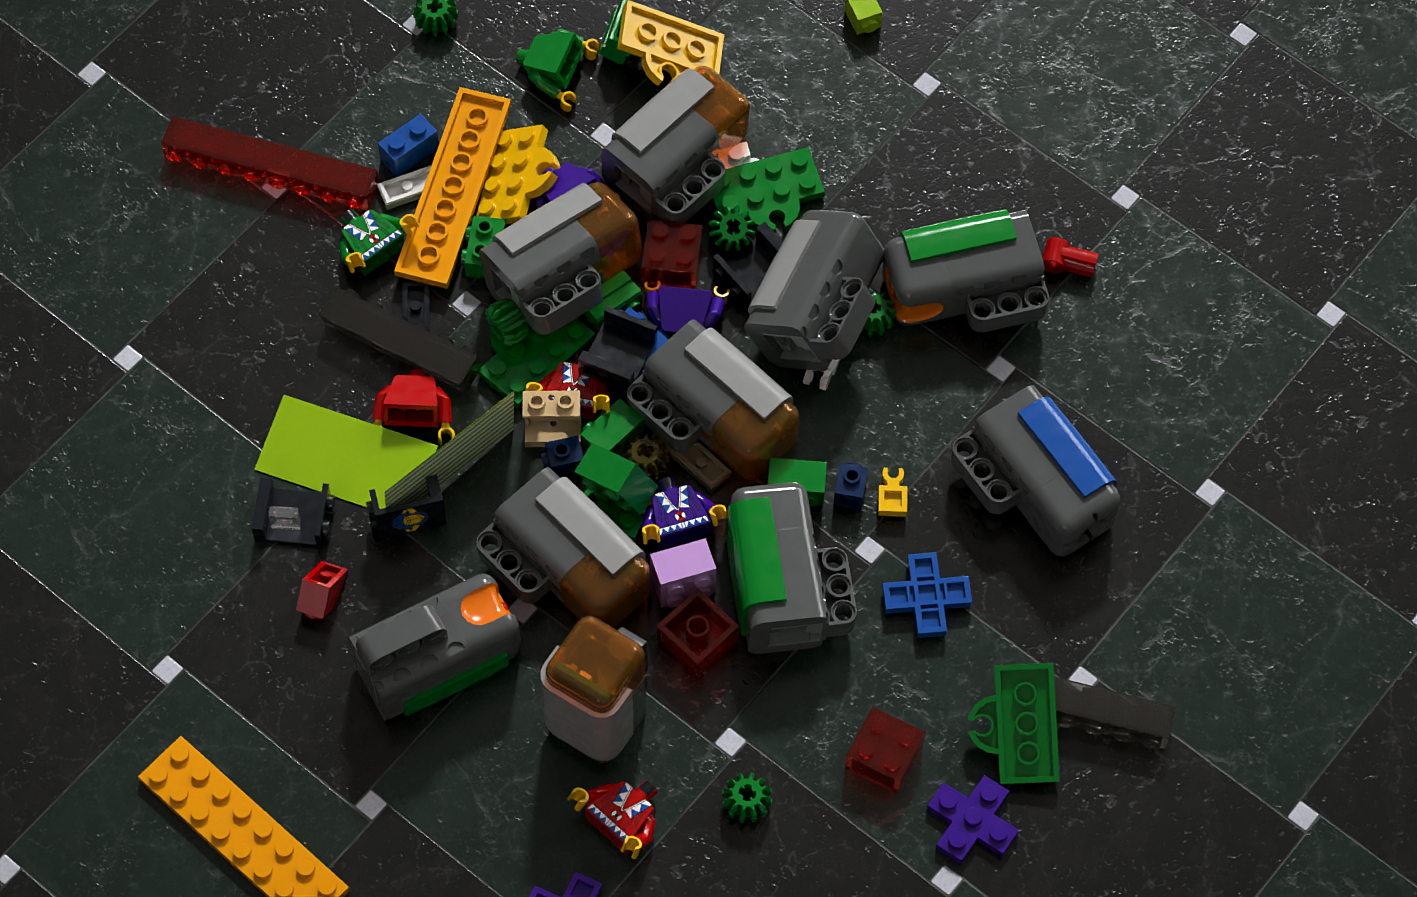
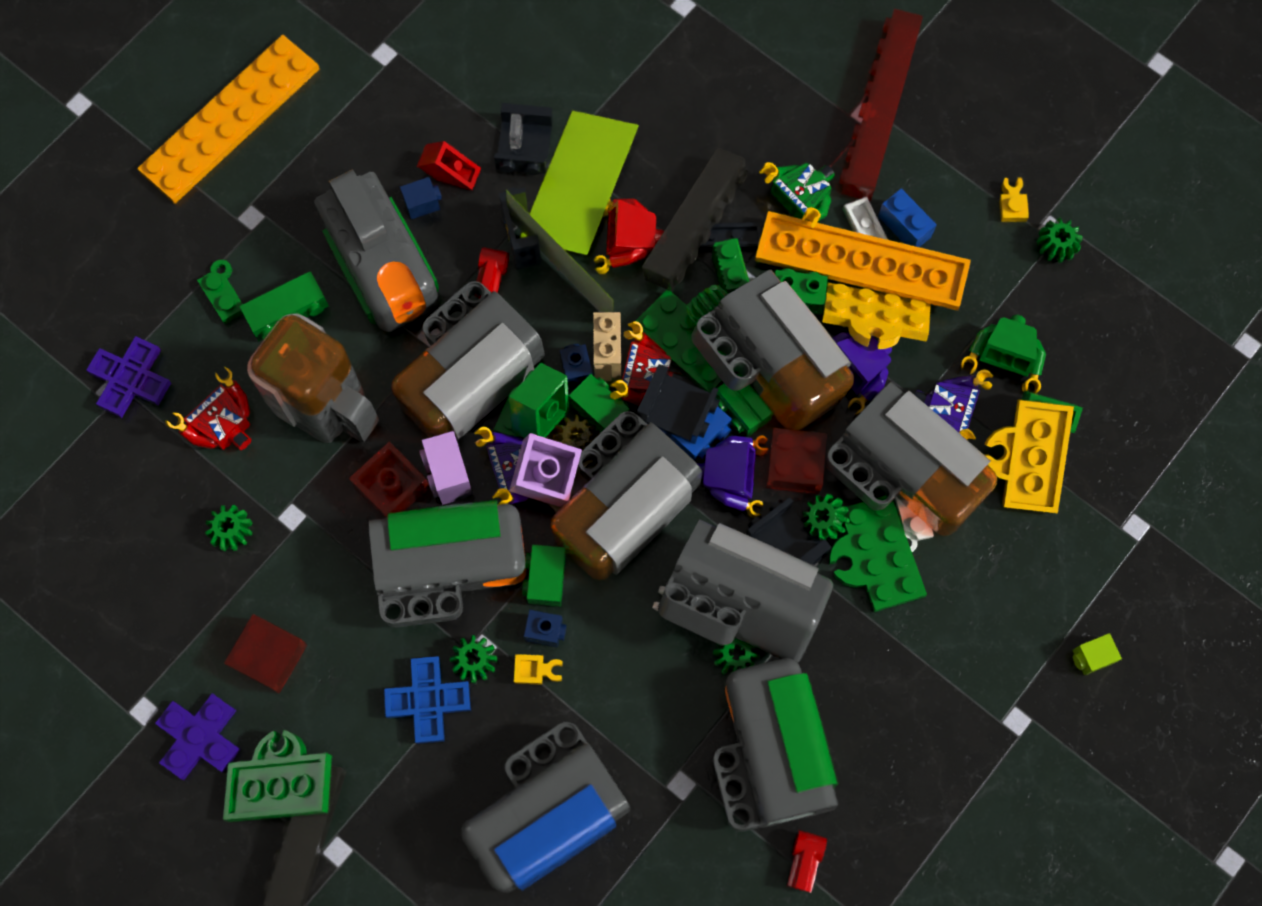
camera: 90 degrees right, 10 degrees up
(358, 612) = (421, 197): none -> dark blue brick
(390, 53) = (1012, 203): none -> yellow plate
(446, 542) = (491, 268): none -> red piece
(459, 309) = (729, 265): none -> green brick
(466, 827) = (221, 292): none -> green hinge
(489, 754) = (294, 297): none -> green brick
(608, 110) = (956, 400): none -> torso
(691, 469) = (545, 470): none -> lavender brick
(875, 545) = (483, 654): none -> green gear

